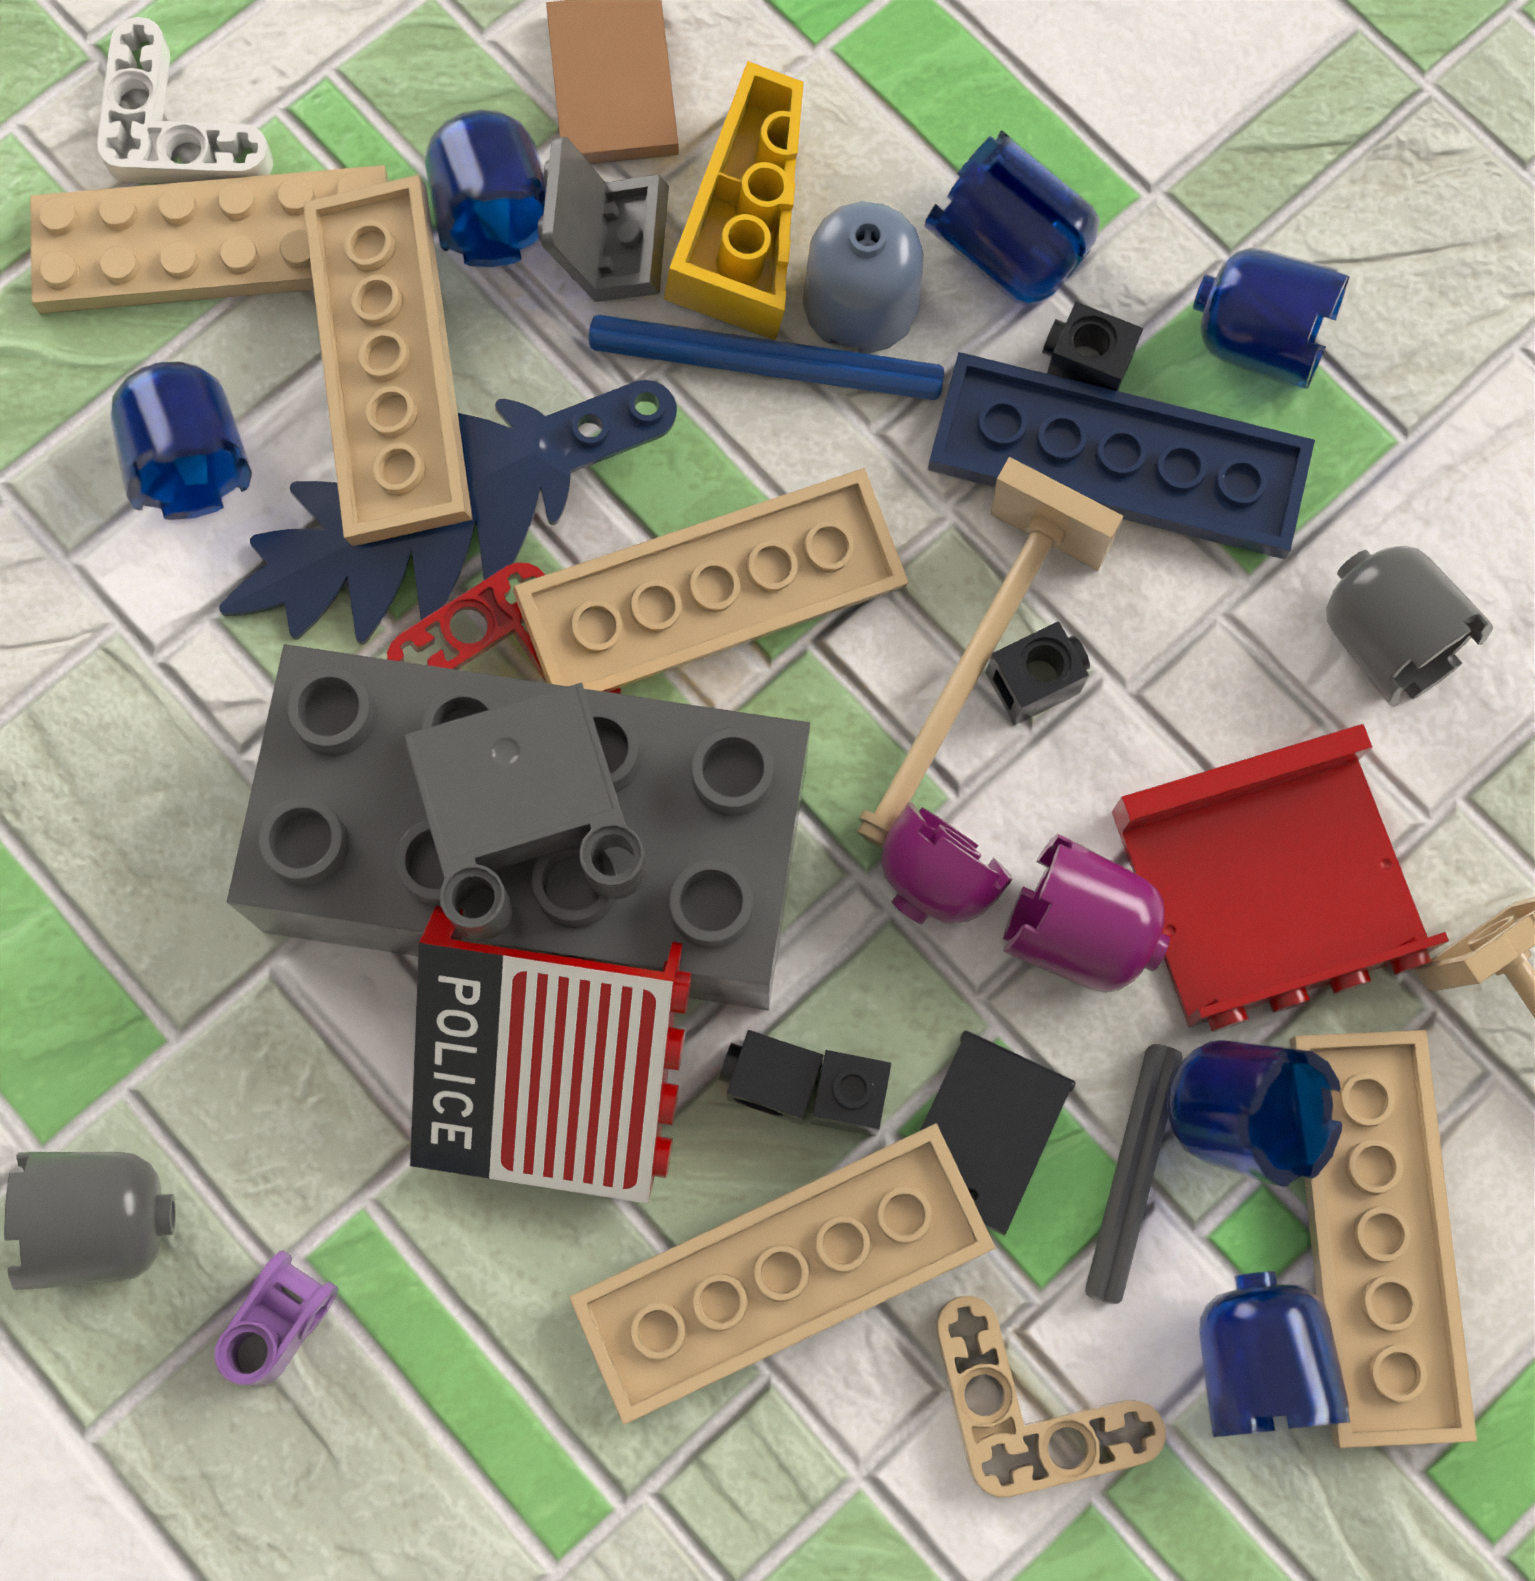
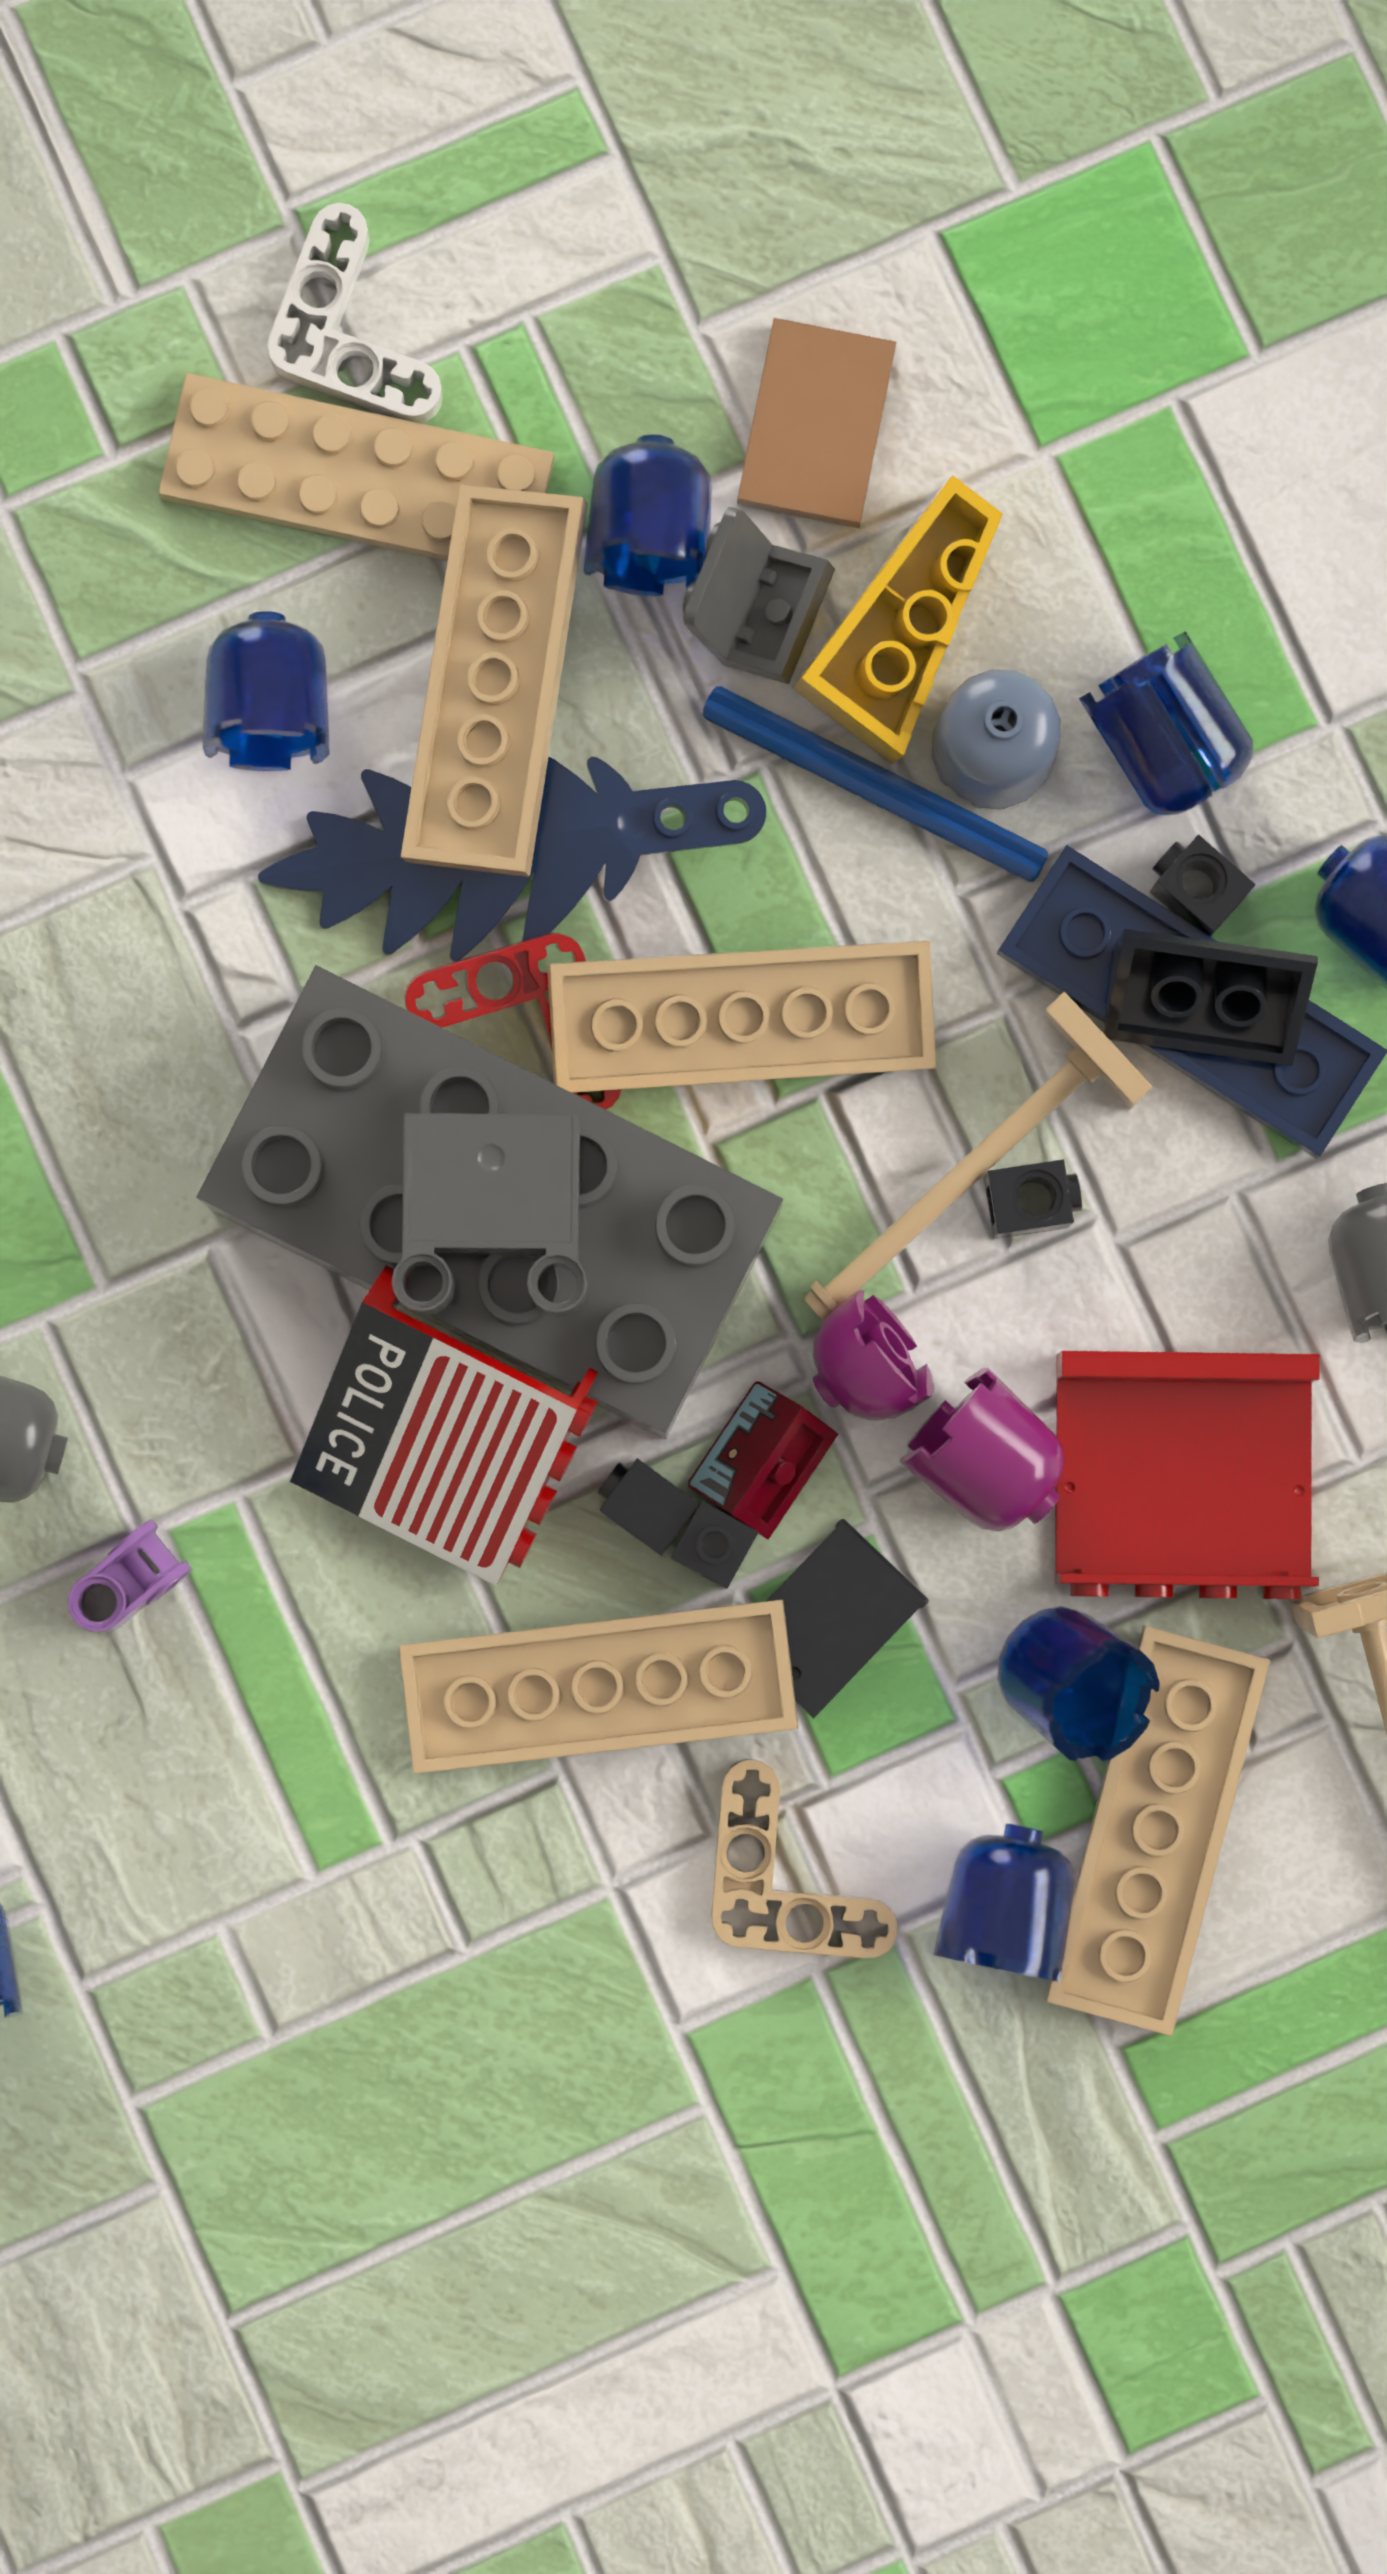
camera: 15 degrees right, 10 degrees up
(869, 994) = (762, 1458): none -> dark red panel
(1133, 1176) = (950, 1703): dark grey axle -> none
(1140, 428) = (1208, 996): none -> black slope

